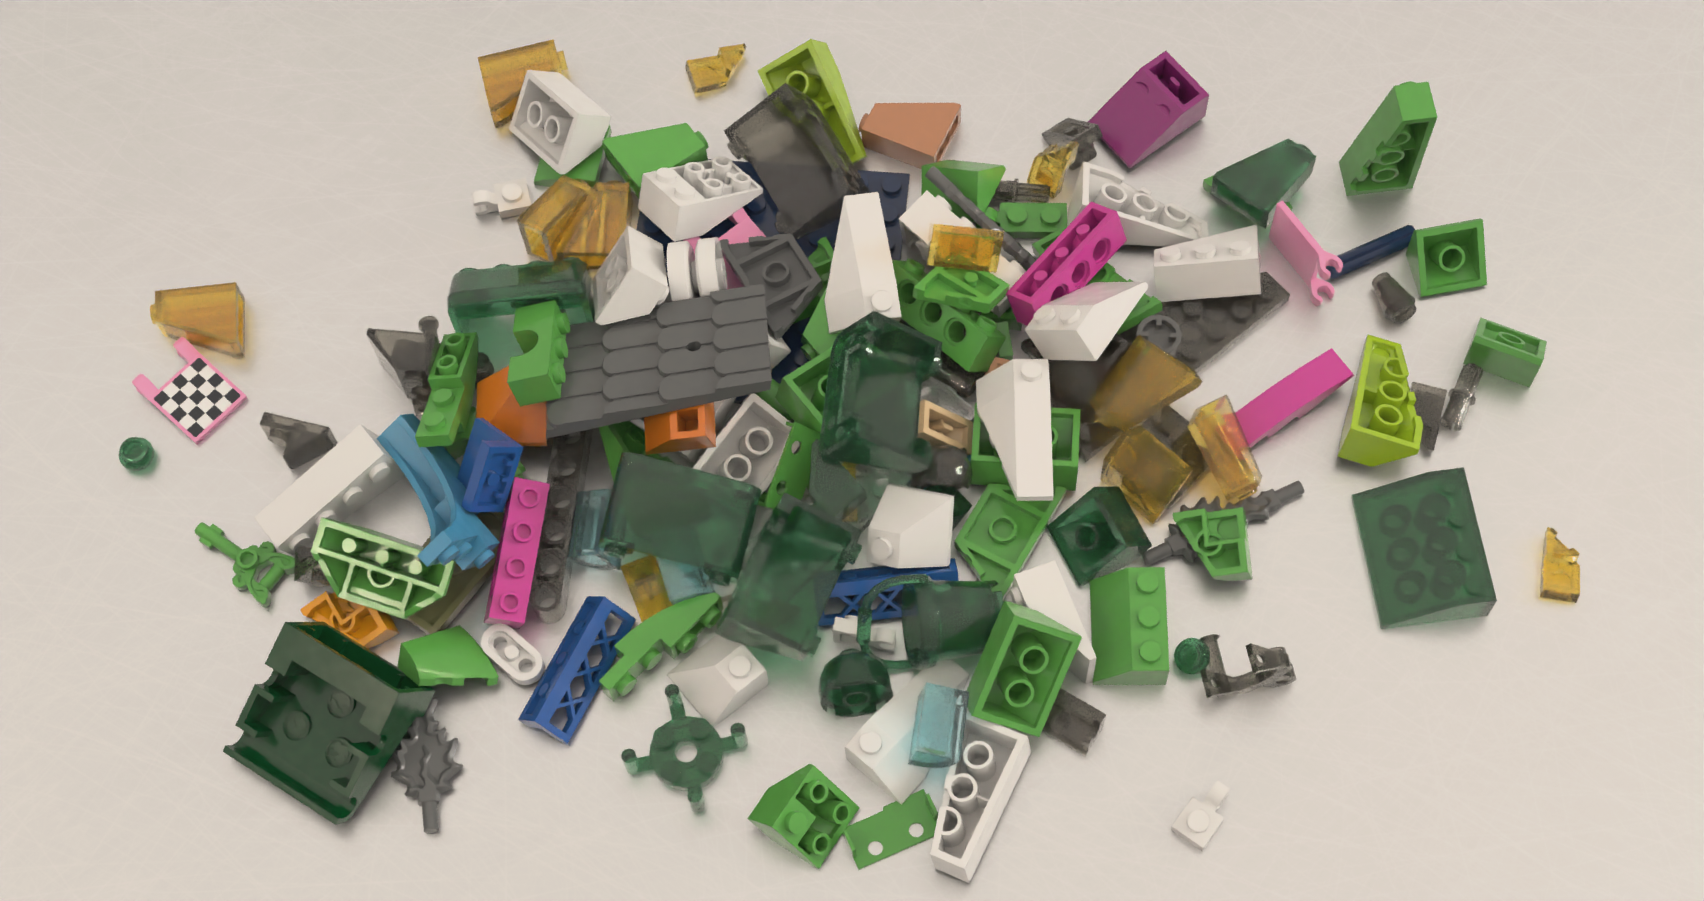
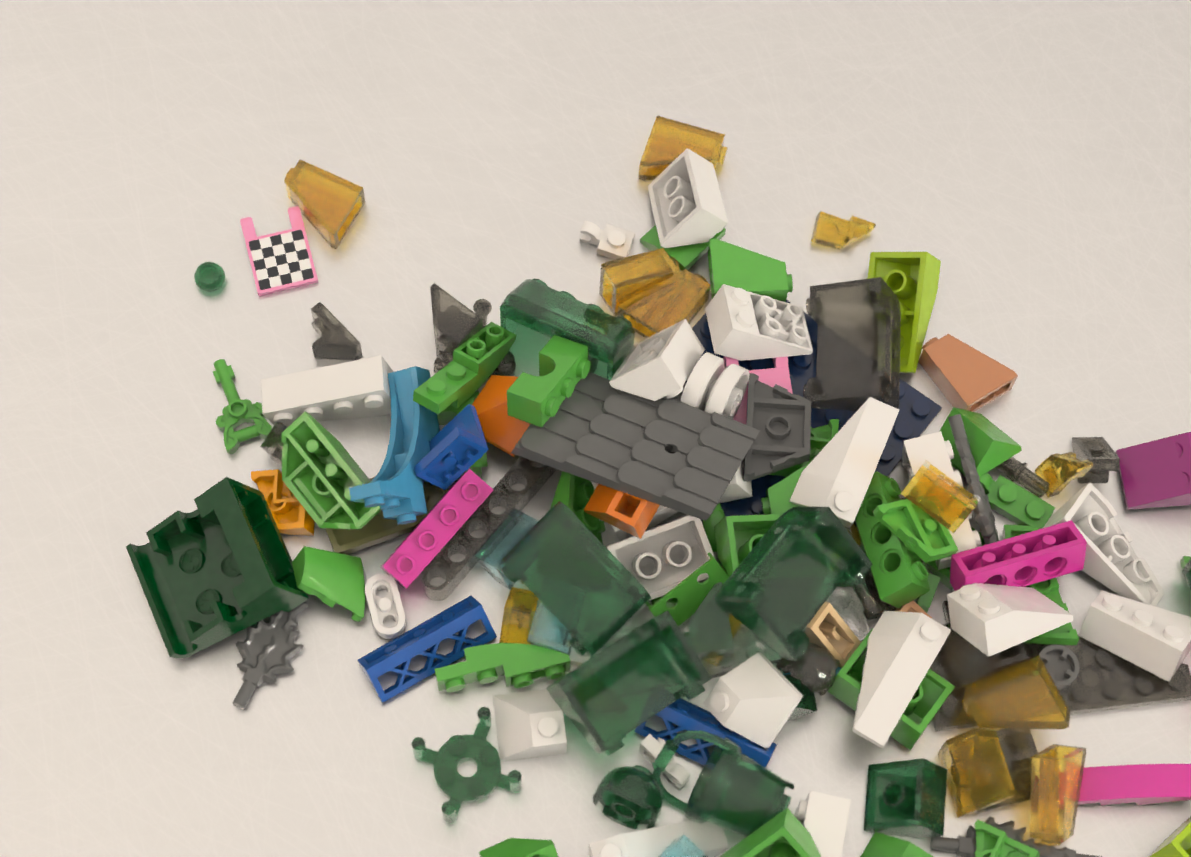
camera: 25 degrees right, 0 degrees up
(1004, 533) = (828, 750): bright green wing -> none

